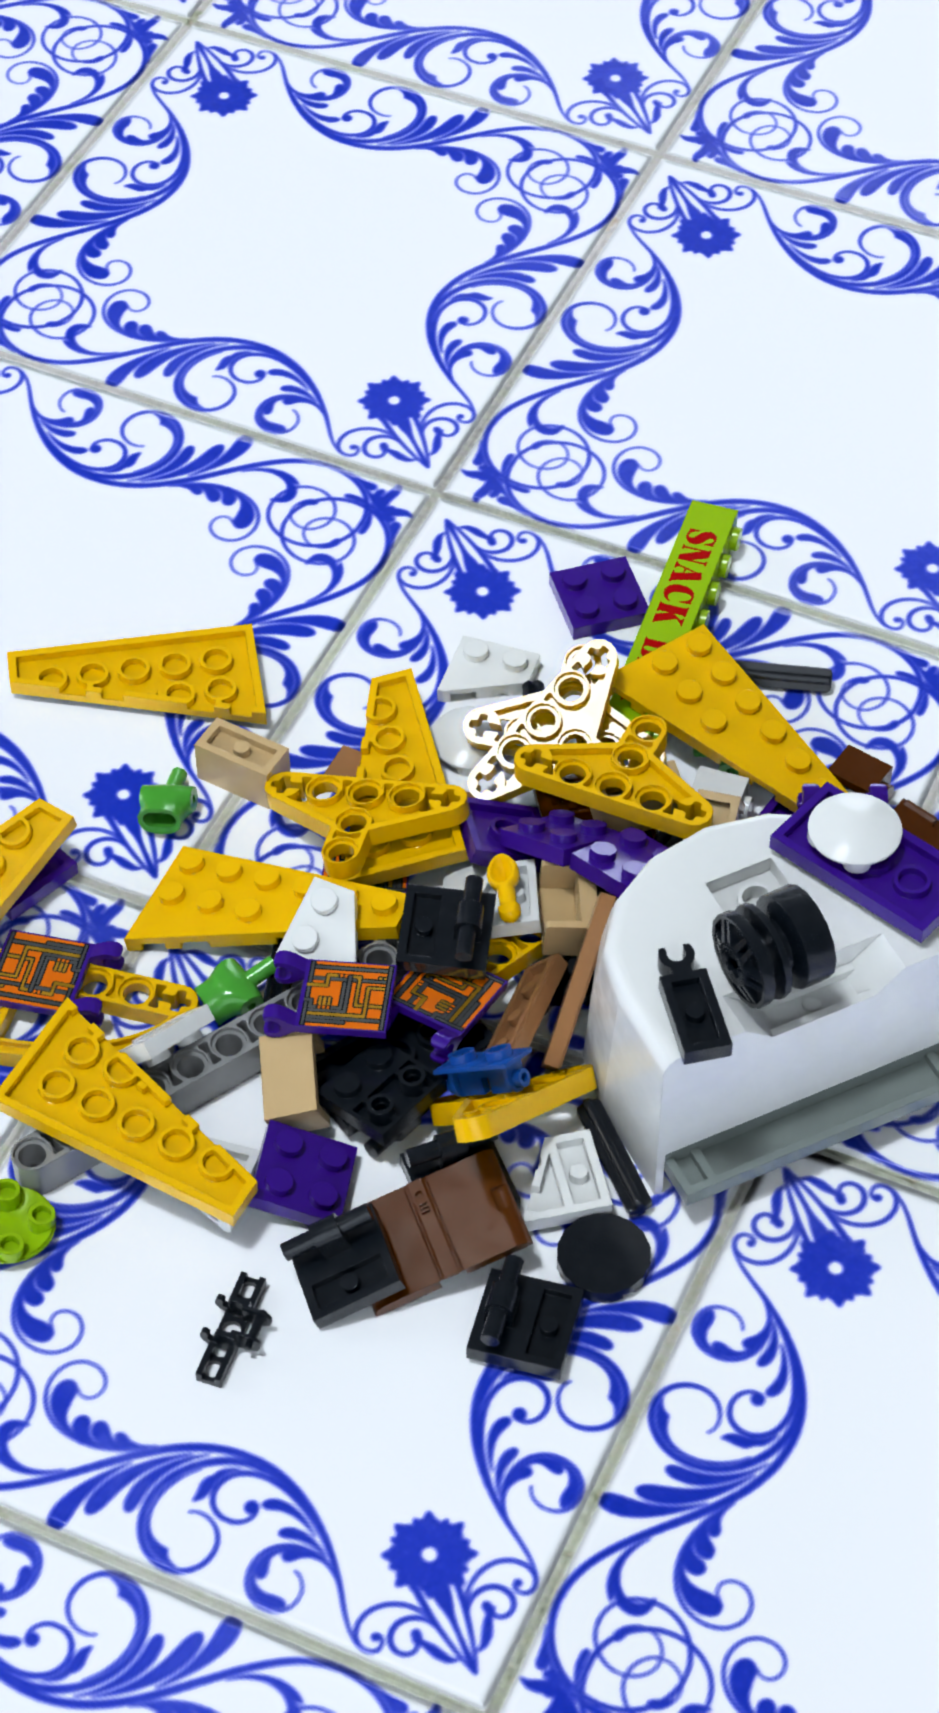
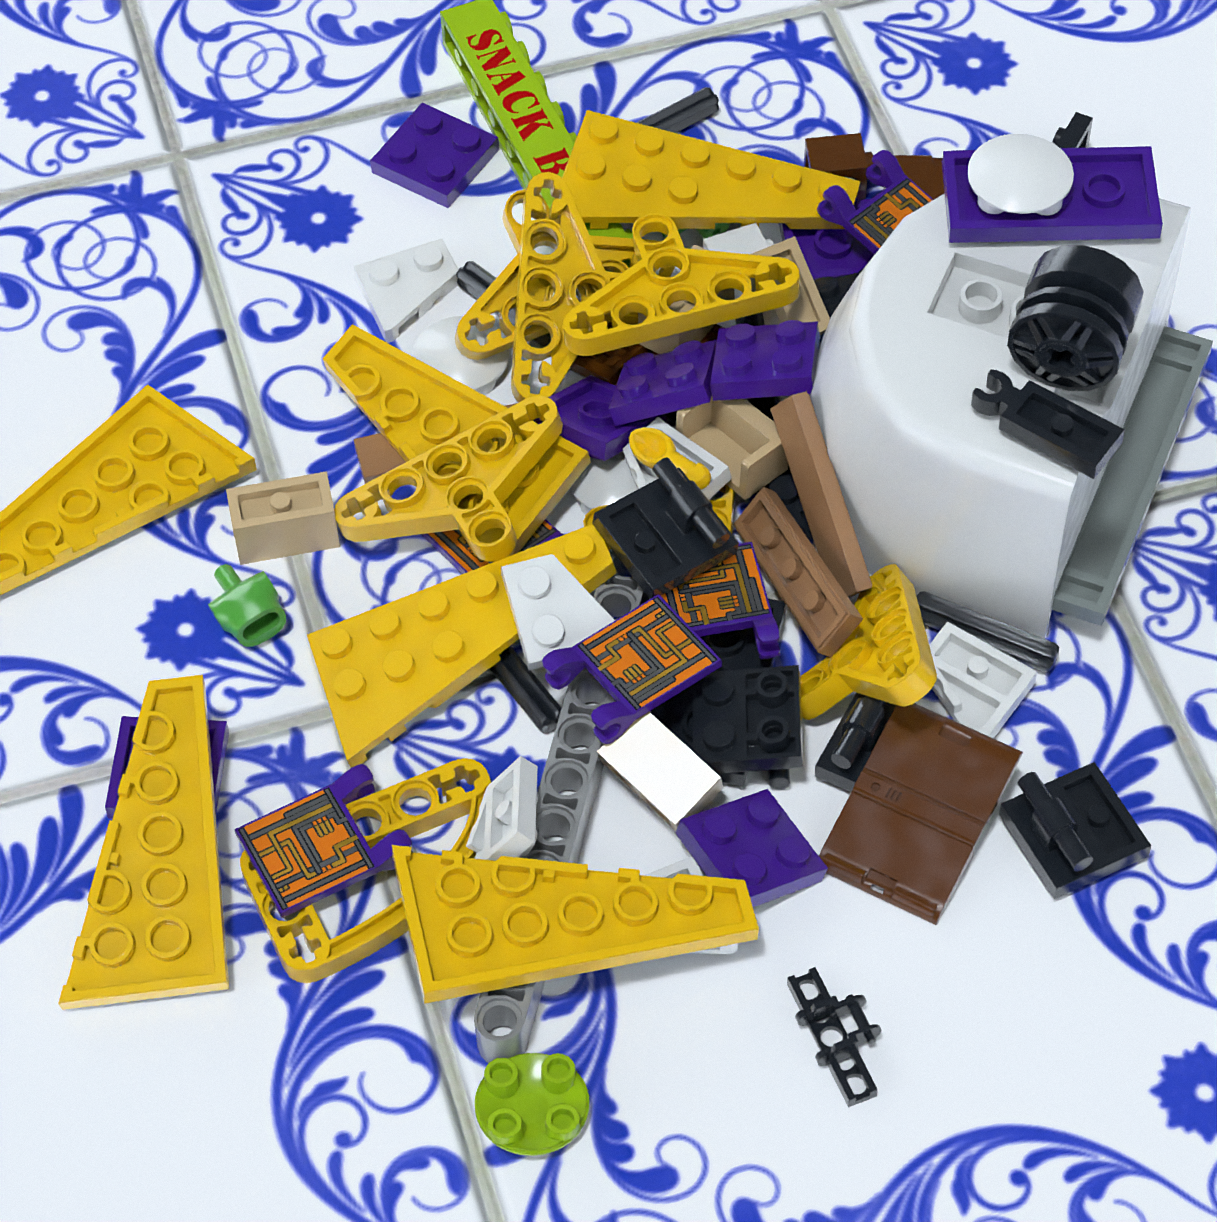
camera: 40 degrees left, 5 degrees up
(232, 989) = (503, 731): bright green piece -> none
(344, 1264) = (880, 897): black plate -> none
(470, 1069) = (850, 614): blue hinge -> none
(604, 1257) = (1069, 723): black tile -> none

